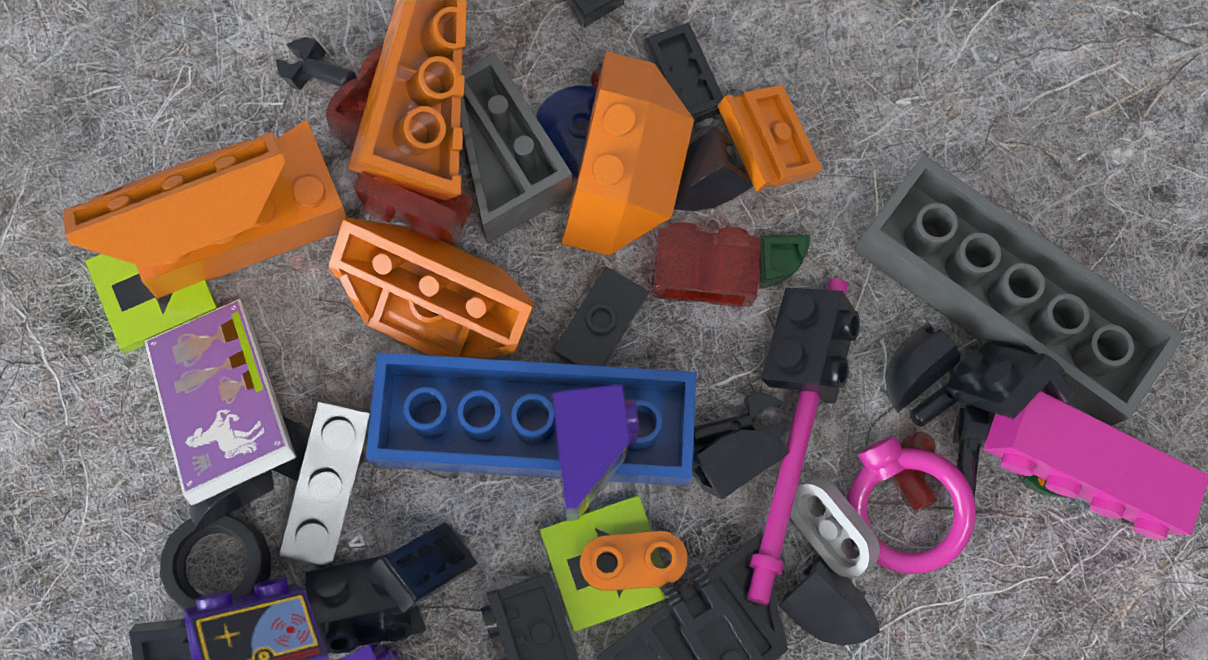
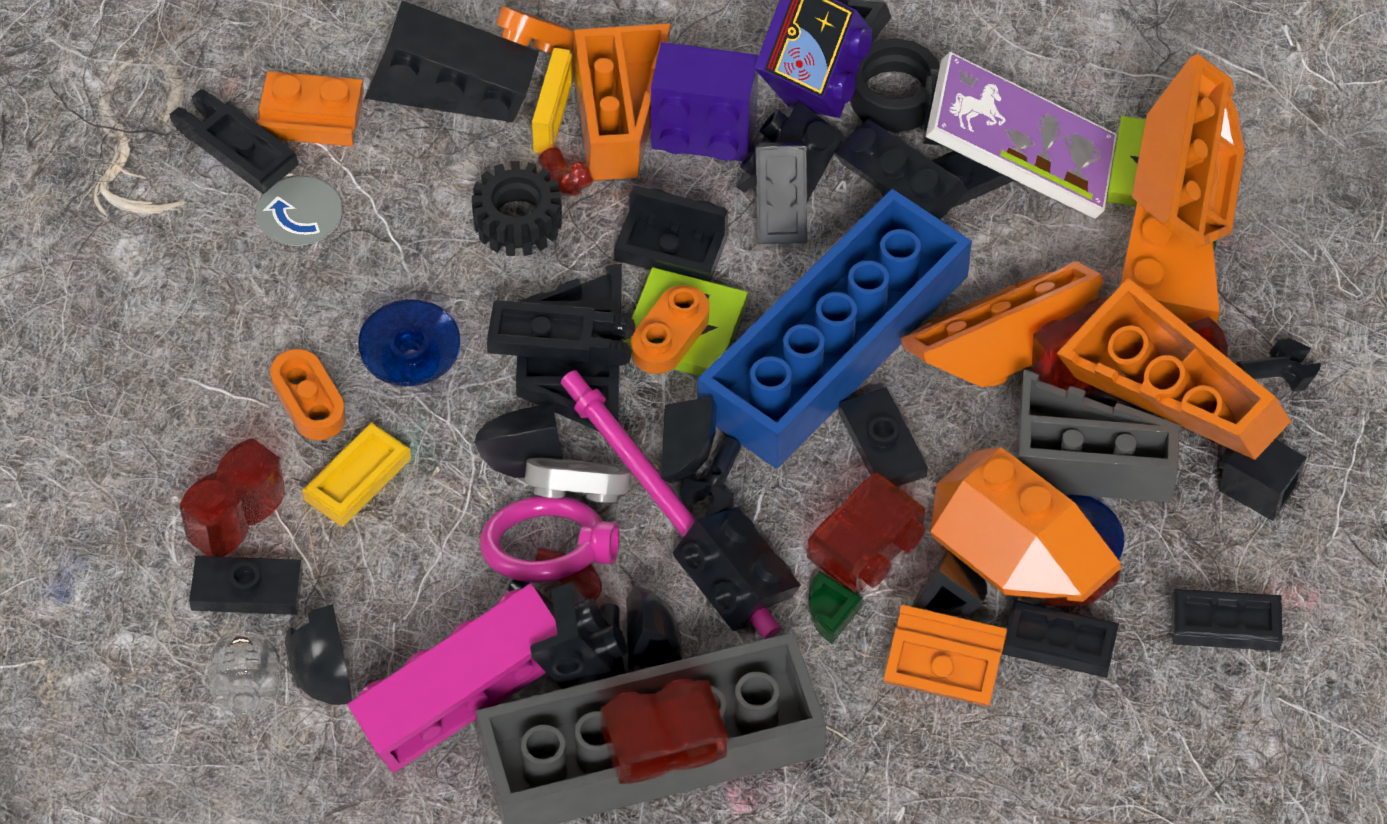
camera: 130 degrees right, 20 degrees down
(592, 441) = (777, 293): dark purple slope -> none
(1046, 250) = (663, 730): none -> clear red brick
(1145, 606) = (318, 658): none -> black brick

